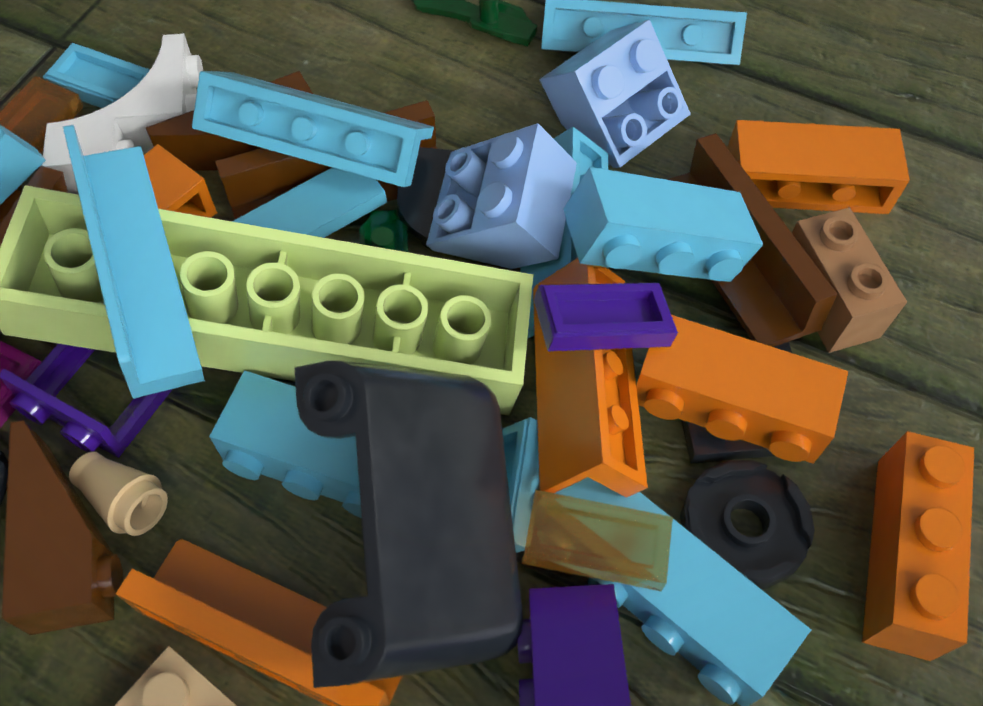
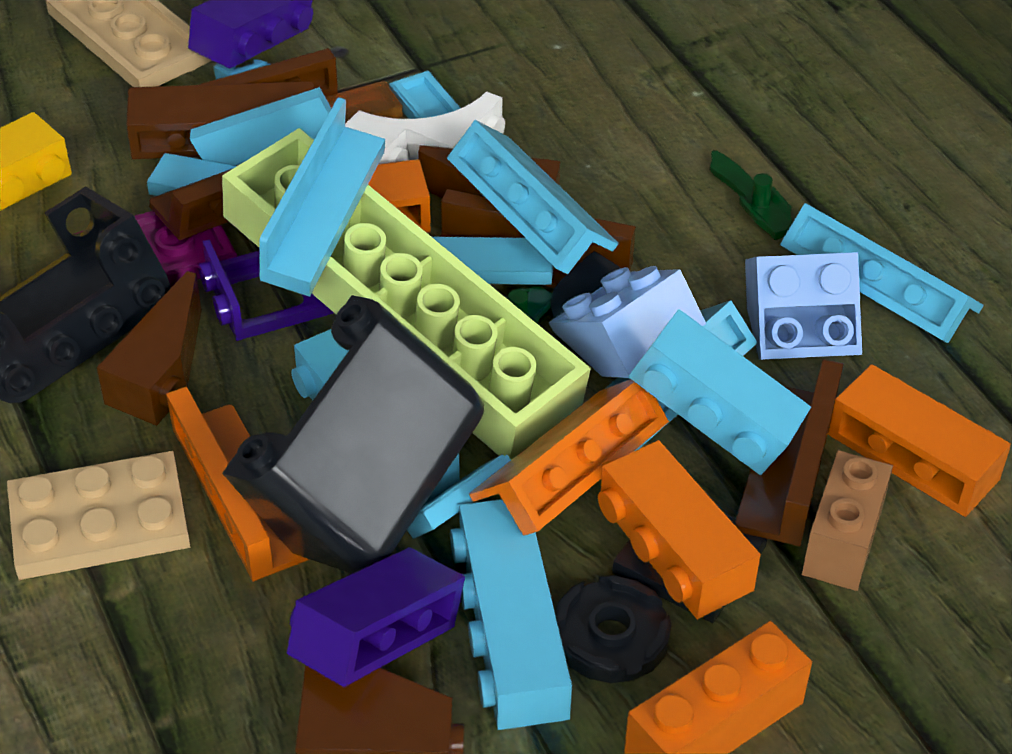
camera: 40 degrees right, 15 degrees down
(120, 494) = (218, 356): tan cone -> none
(598, 540) = (477, 542): clear orange tile -> none
(604, 316) = (605, 411): dark purple tile -> none

